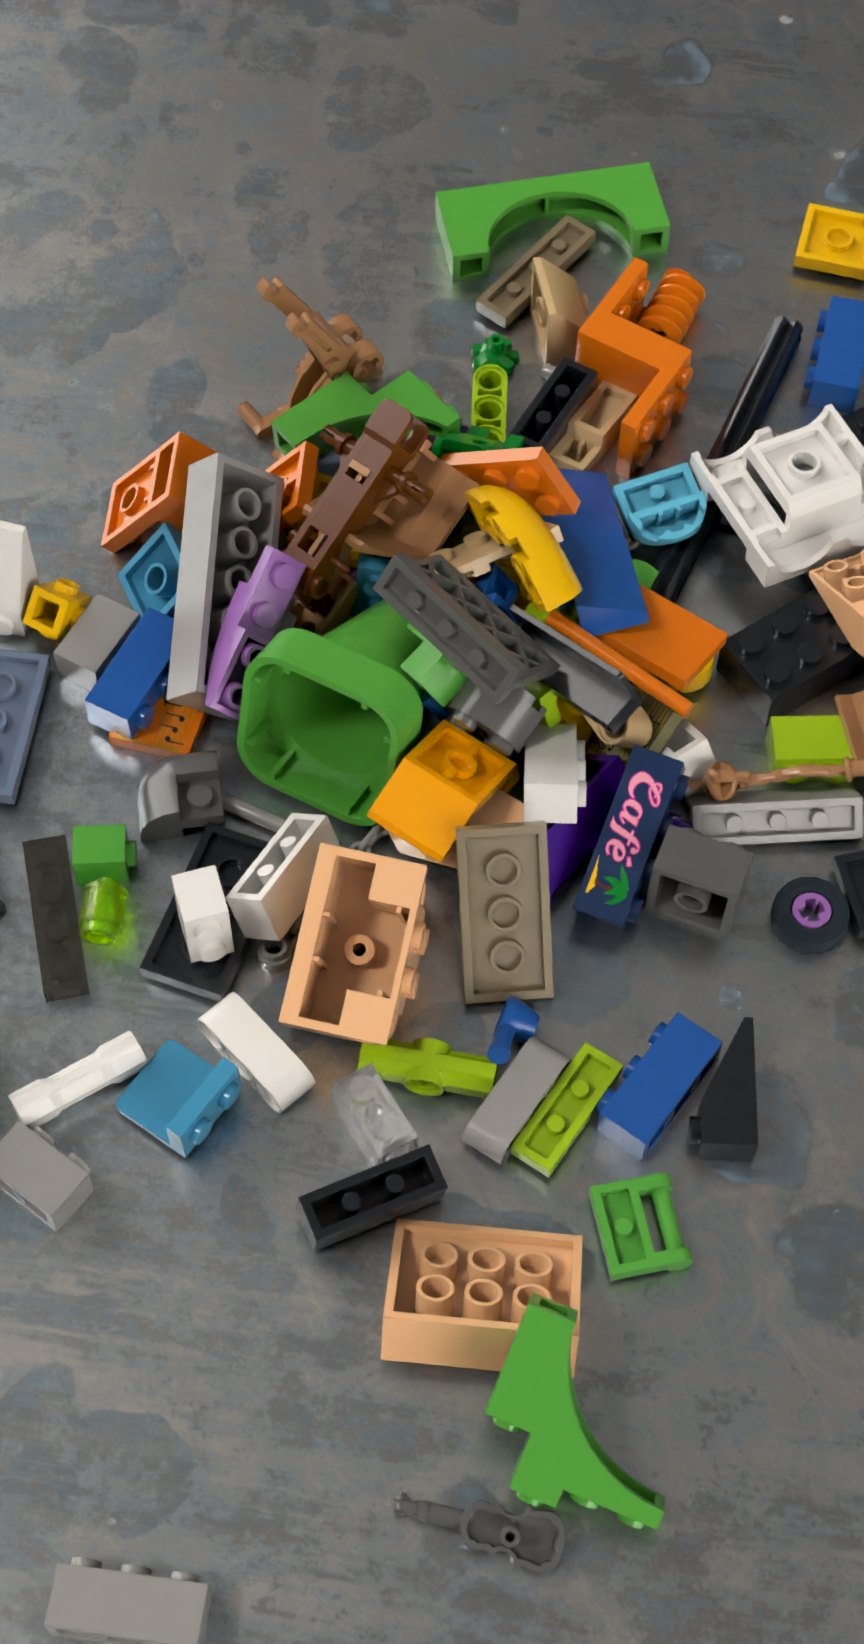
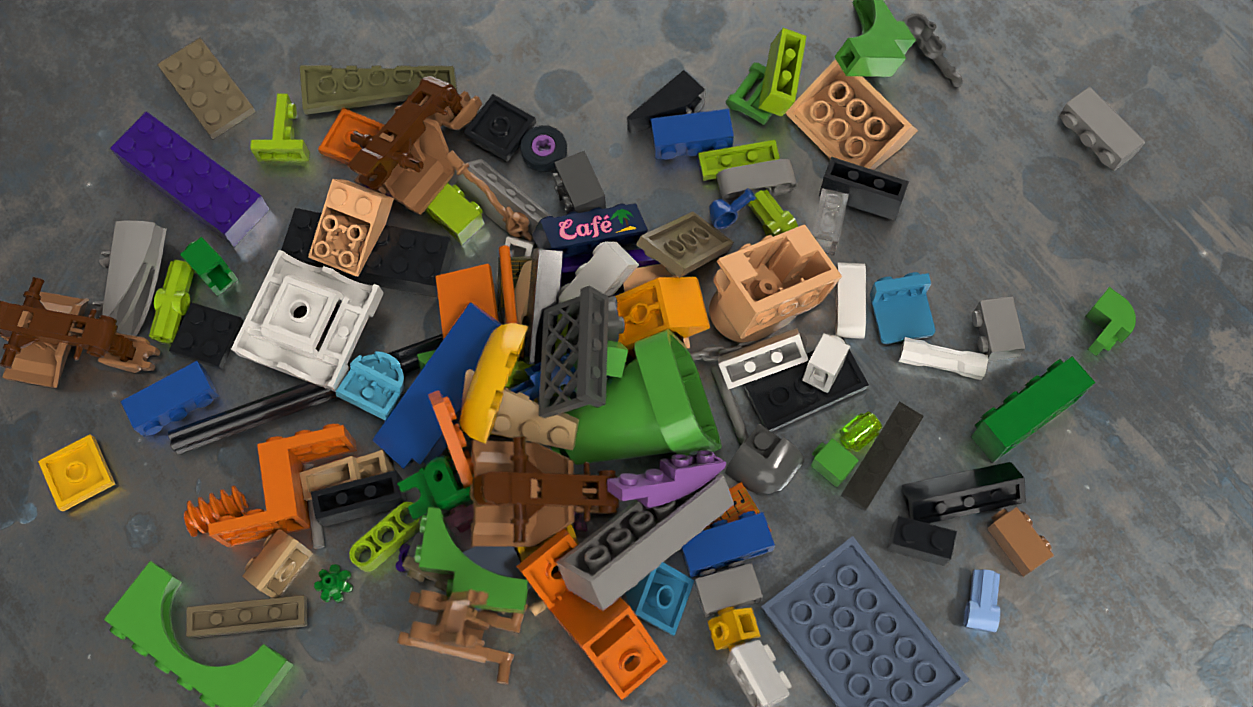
camera: 130 degrees left, 10 degrees up
(627, 1245) = (782, 72): none -> lime brick

